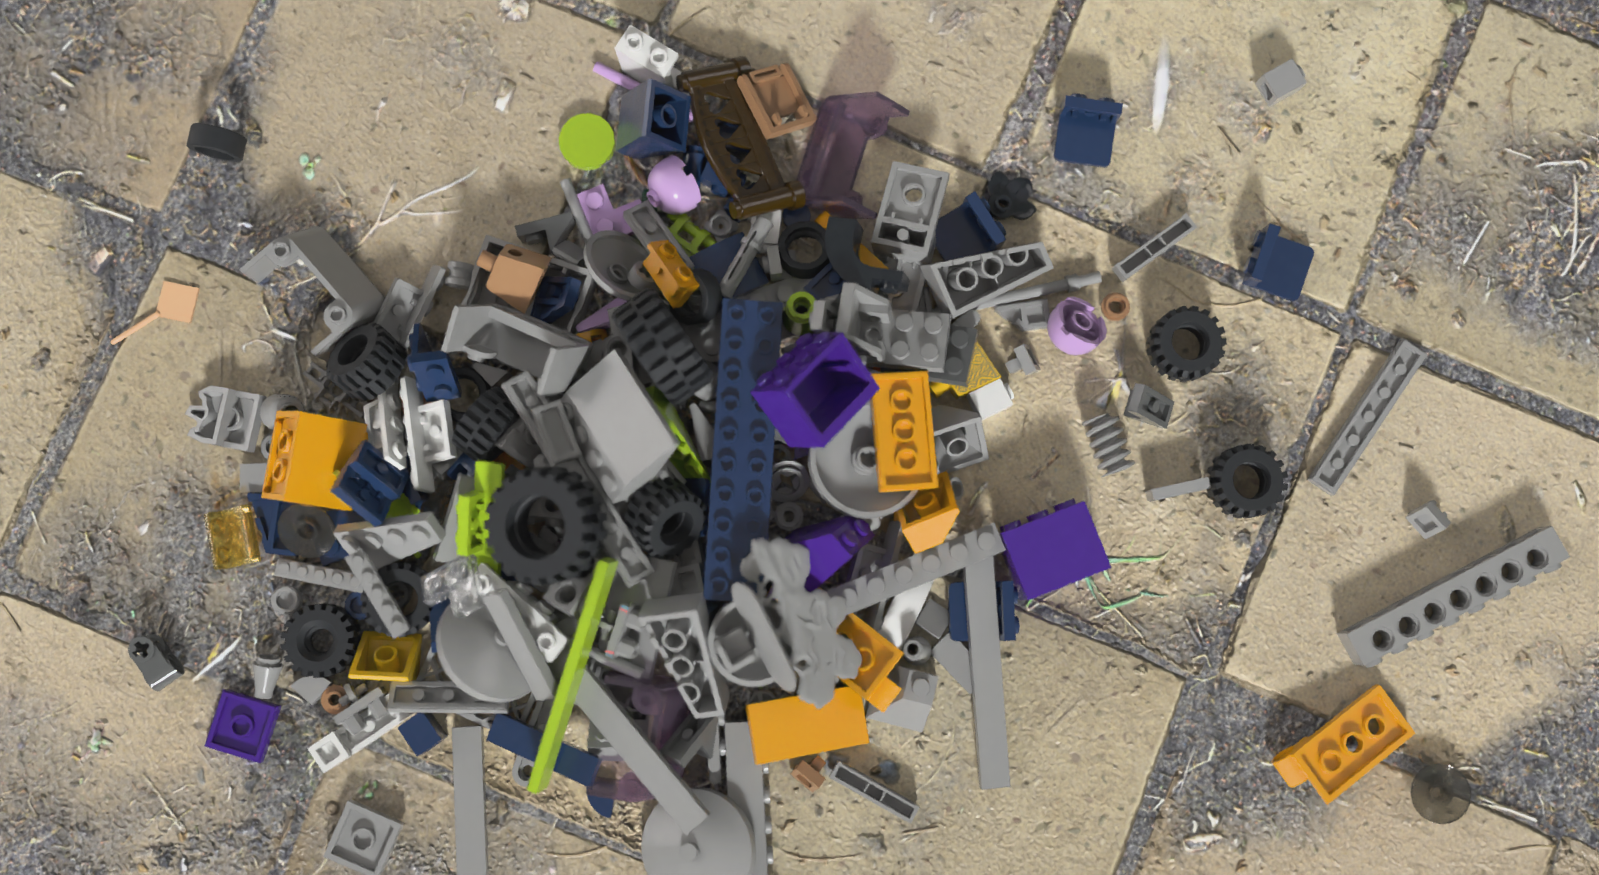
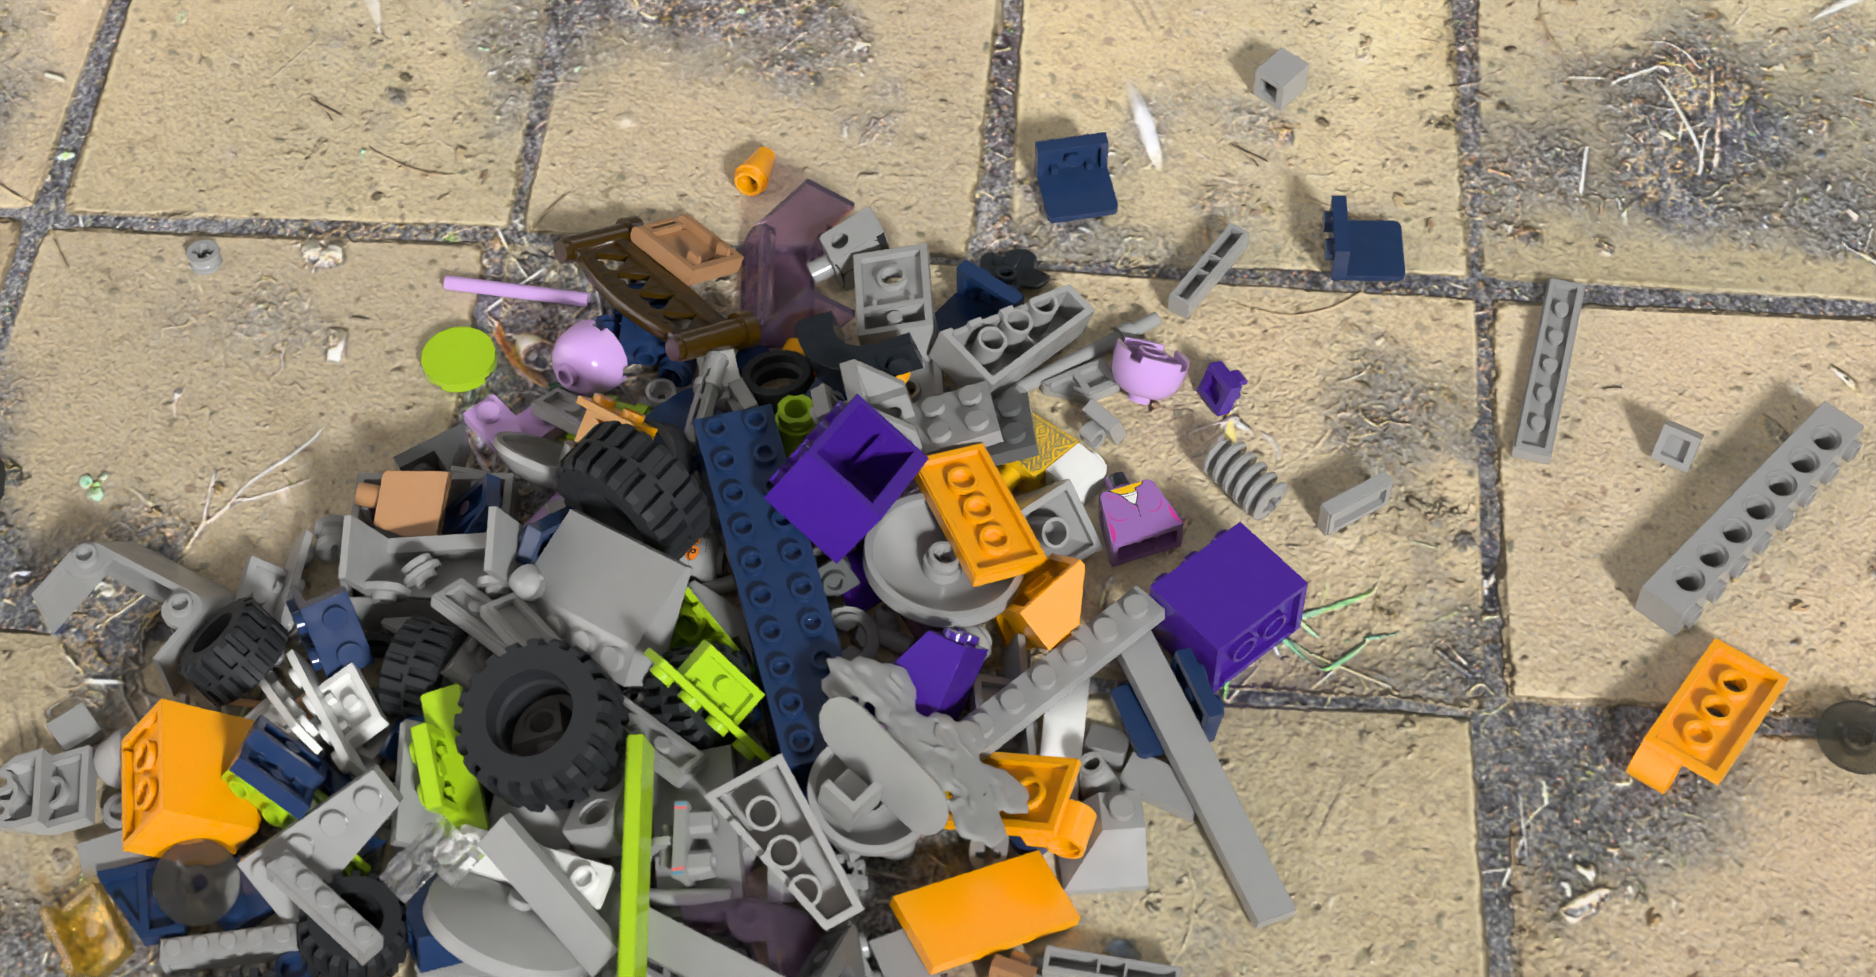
camera: 20 degrees left, 30 degrees down
(256, 371) = (75, 728): none -> light grey tile
(505, 346) = (421, 571): none -> light grey plate
(569, 401) = (527, 582): none -> light grey hinge
(576, 209) = (486, 451): light grey bar -> none
(586, 361) = (537, 535): none -> dark blue plate
(646, 58) = (513, 243): white panel -> none
(653, 121) = (537, 297): dark blue slope -> none
(668, 537) = (717, 687): none -> lime bracket
(849, 41) = (755, 172): none -> light orange cone
(905, 145) = (853, 236): none -> light grey torso
(1018, 448) = (1136, 520): none -> medium lavender torso
(1121, 300) = (1191, 335): medium nougat plate -> none
(1122, 357) = (1221, 387): none -> dark purple tile
(1148, 406) = (1276, 428): dark grey slope -> none
(1205, 331) = (1297, 327): black tyre -> none
(1269, 477) = (1438, 443): black tyre -> none

